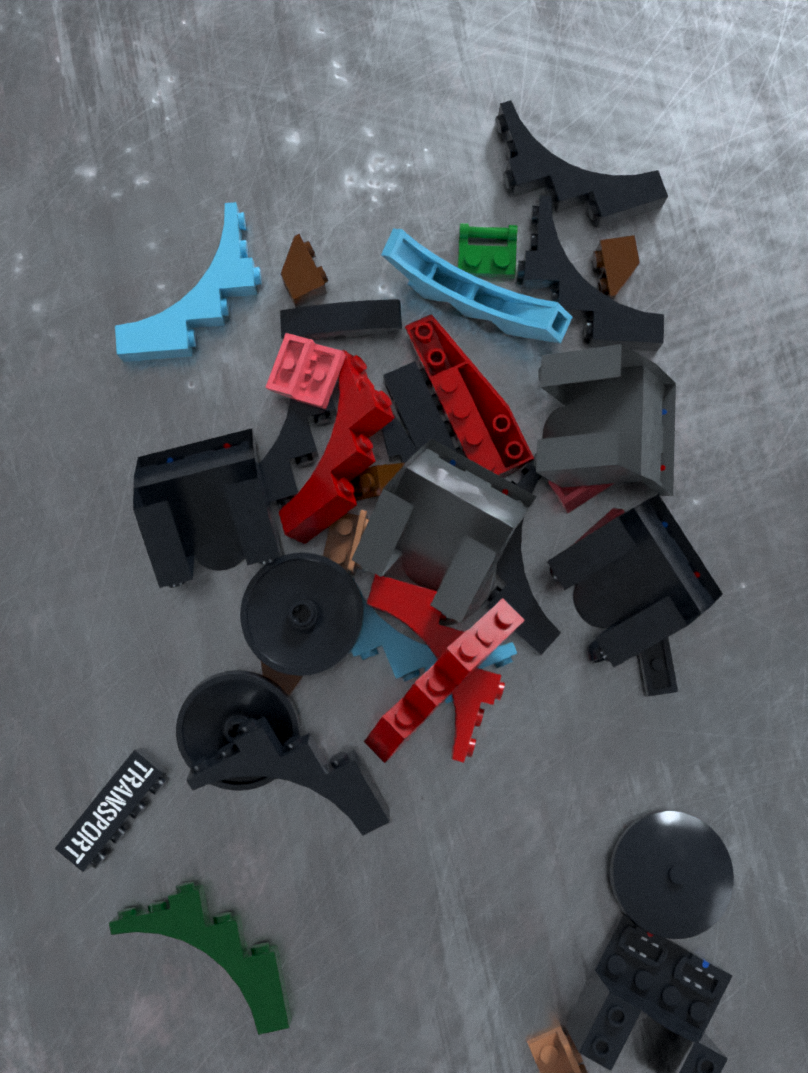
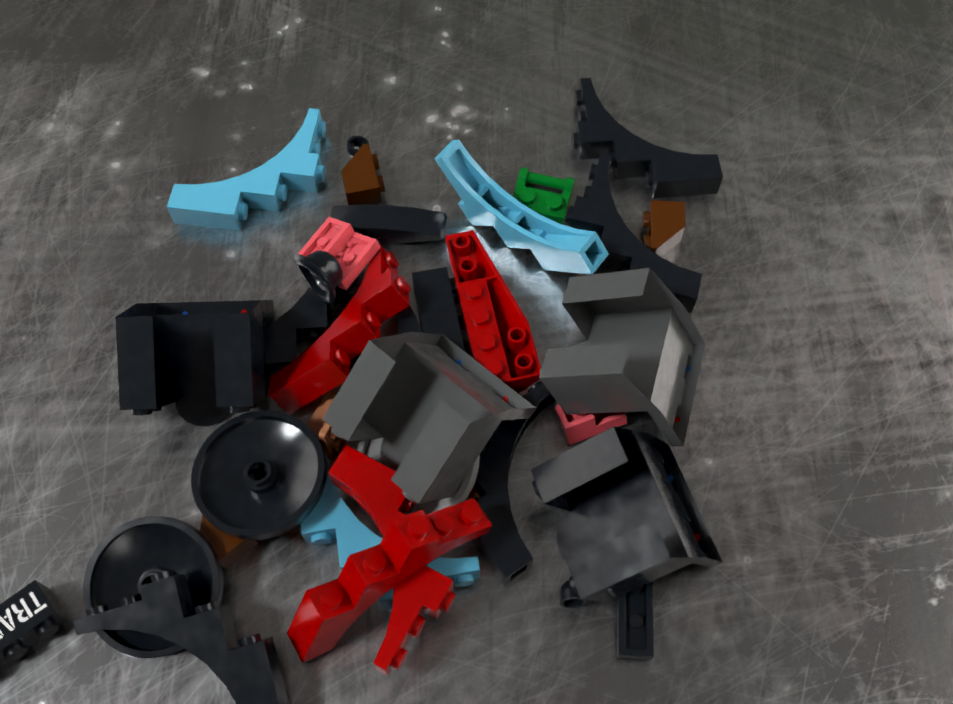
camera: 15 degrees right, 20 degrees down
(289, 232) = (355, 141): none -> black hinge
(302, 404) = (321, 273): none -> black hat

